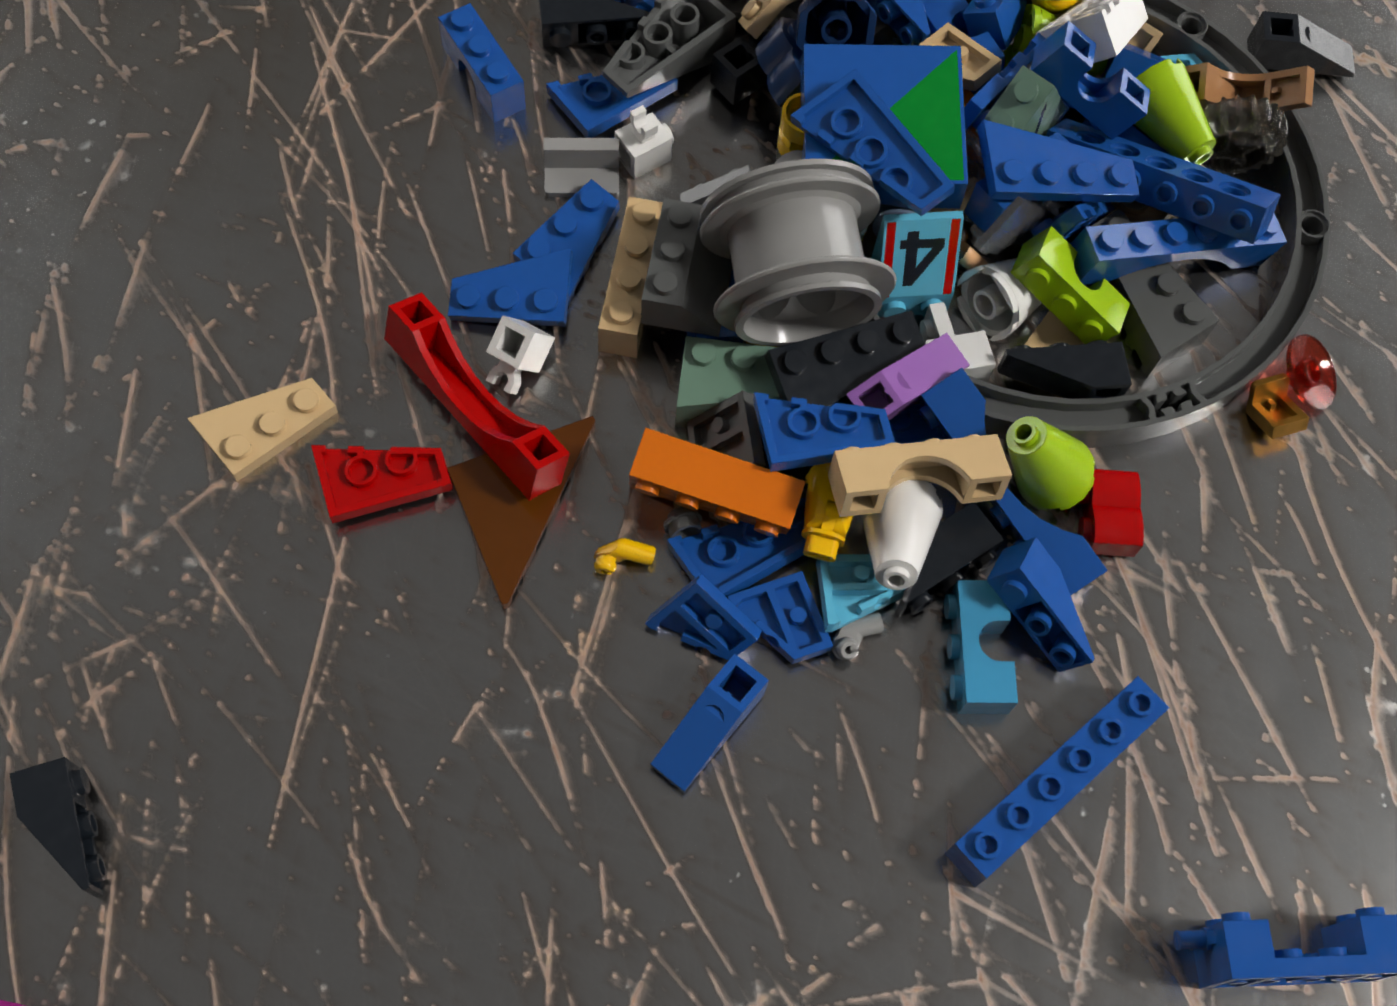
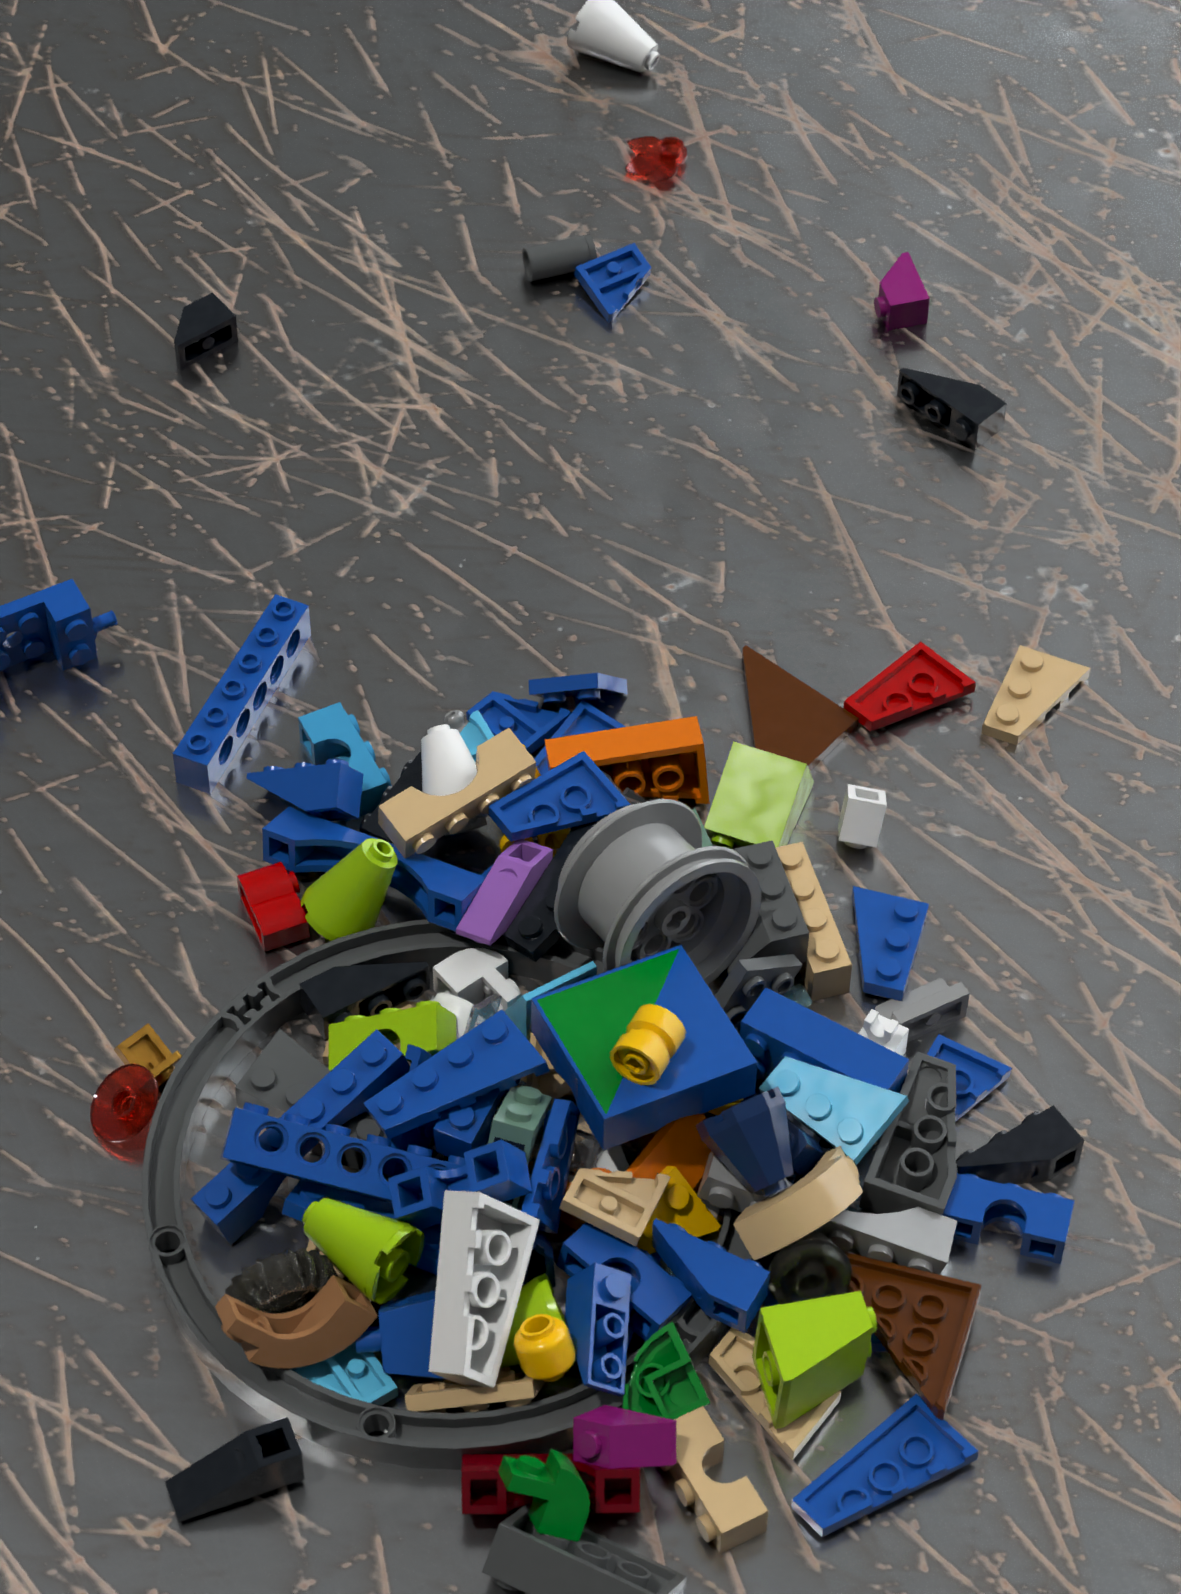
camera: 160 degrees right, 15 degrees down
(475, 48) = (1114, 1067): blue arch -> none
(518, 447) = (923, 778): red arch -> none
(523, 290) = (897, 867): blue wing -> none
(606, 399) = (757, 798): none -> lime slope
(621, 550) = (683, 707): yellow arm -> none
(704, 127) = (784, 1028): none -> blue brick
(710, 722) = (532, 632): blue slope -> none
(731, 57) = (836, 1106): none -> medium azure wing
(865, 132) = (632, 979): blue wing -> none
(902, 65) = (648, 1044): none -> yellow wheel

